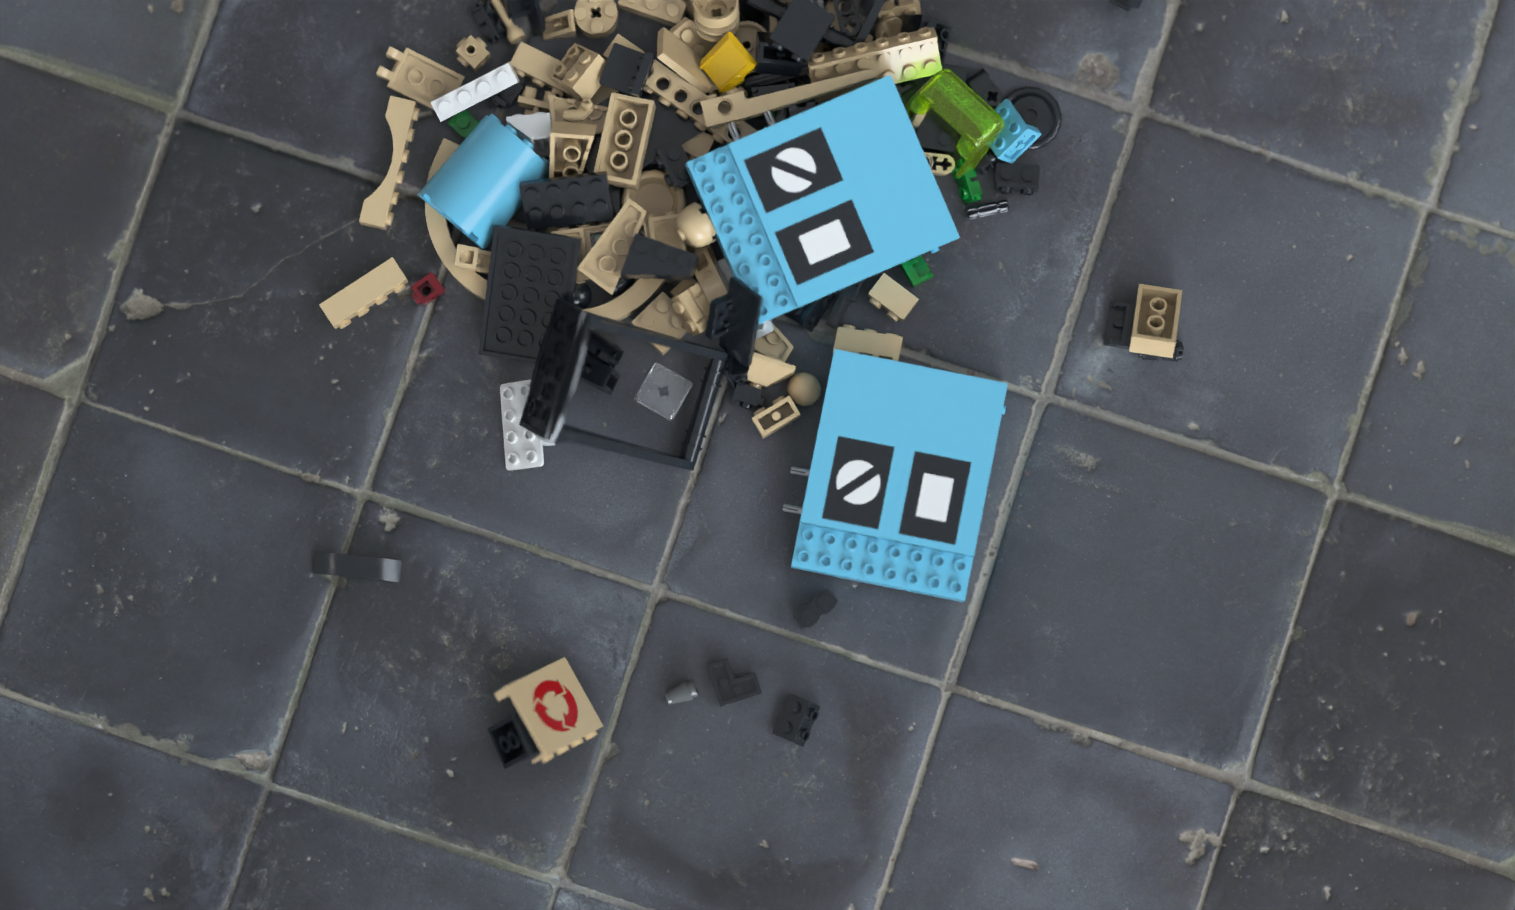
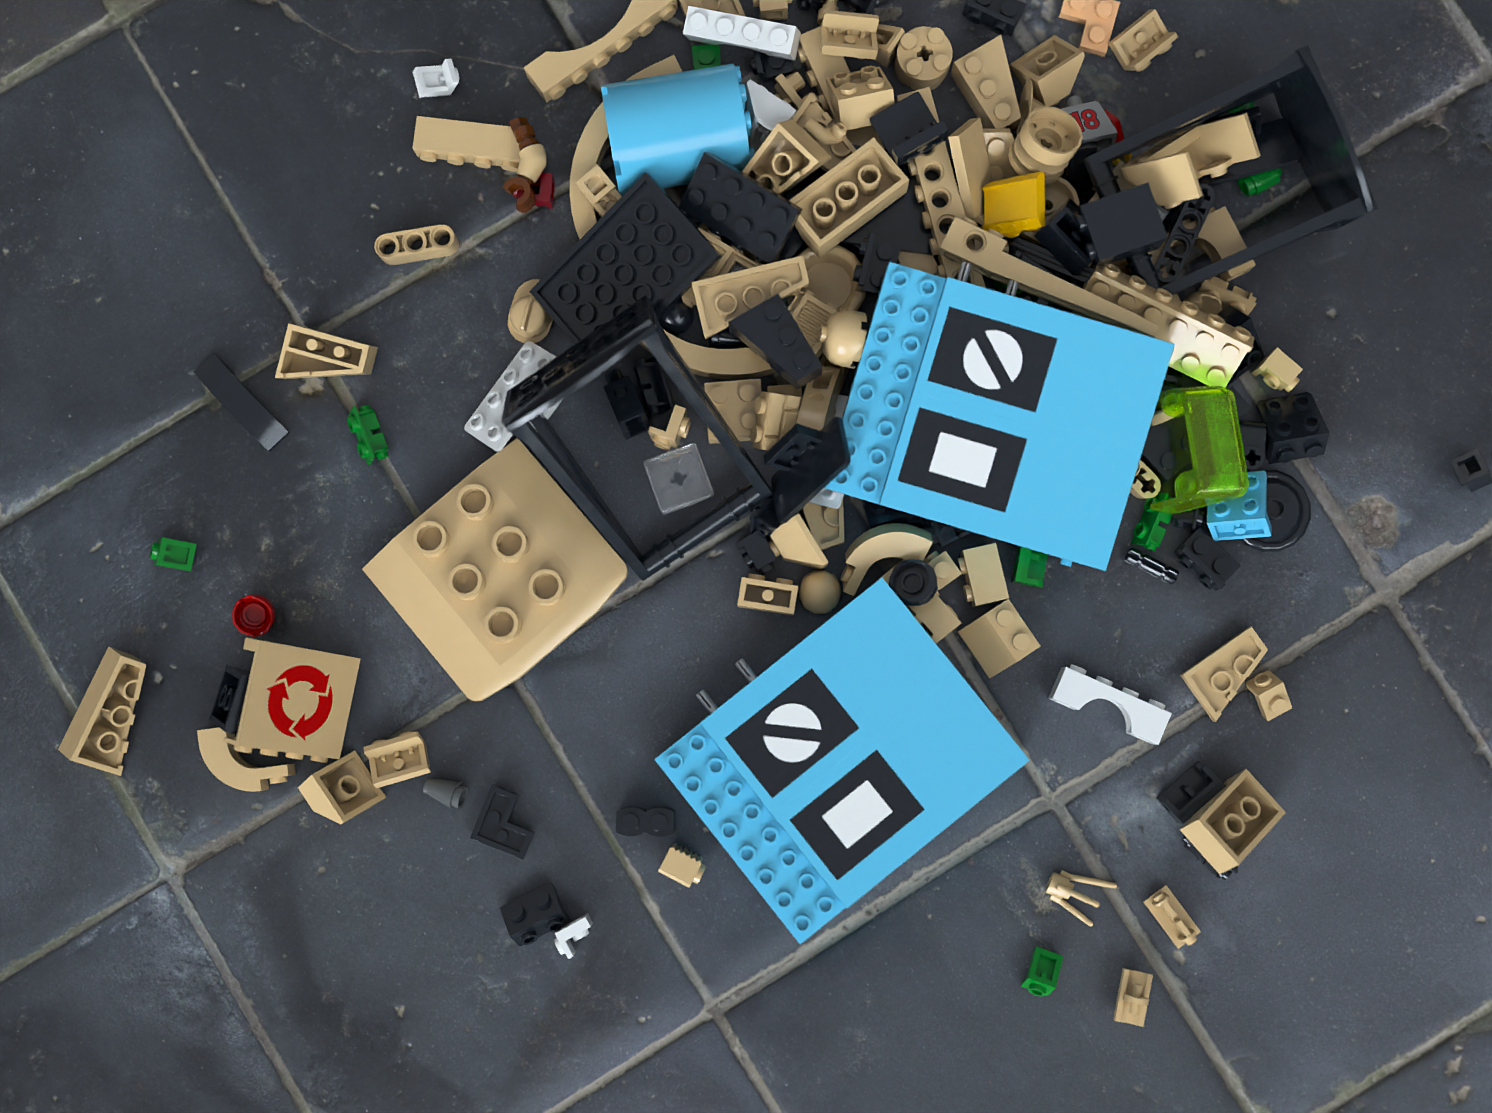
camera: 45 degrees right, 0 degrees up
(309, 272) = (436, 80): none -> white bracket
(382, 393) = (404, 240): none -> tan beam
(386, 495) = (320, 354): none -> tan wedge
(396, 691) = (173, 554): none -> green bracket
(414, 273) = (531, 164): none -> reddish brown piece
(439, 816) = (105, 714): none -> tan wedge
(443, 518) = (362, 424): none -> green hinge
(478, 685) = (253, 615): none -> red hair
(487, 370) = (527, 317): none -> tan piece
(537, 786) = (232, 769): none -> tan arch
(542, 40) = (849, 34): none -> tan bracket
(604, 536) = (497, 572): none -> tan piece
(619, 743) = (341, 789): none -> tan slope
(637, 697) = (397, 759): none -> tan bracket
(638, 361) = (677, 428): none -> tan bracket
(816, 328) = (882, 542): none -> tan arch
(828, 707) = (576, 929): none -> white bracket
(855, 336) = (913, 582): none -> black piece
(859, 615) = (682, 865): none -> tan brick
(864, 316) = (943, 567): none -> tan brick
(933, 328) = (998, 638): none -> tan slope
(966, 29) = (1278, 370): none -> tan brick
(1002, 56) = (1293, 427): none -> black bracket
(1056, 304) = (1142, 719): none -> white arch
(1080, 240) = (1224, 670): none -> tan wing
(1090, 443) = (1061, 887): none -> tan plant
(1119, 228) = (1269, 694): none -> tan bracket
(1120, 502) = (1042, 972): none -> green bracket
(1169, 406) = (1172, 917): none -> tan hinge
(1183, 471) = (1133, 997): none -> tan hips

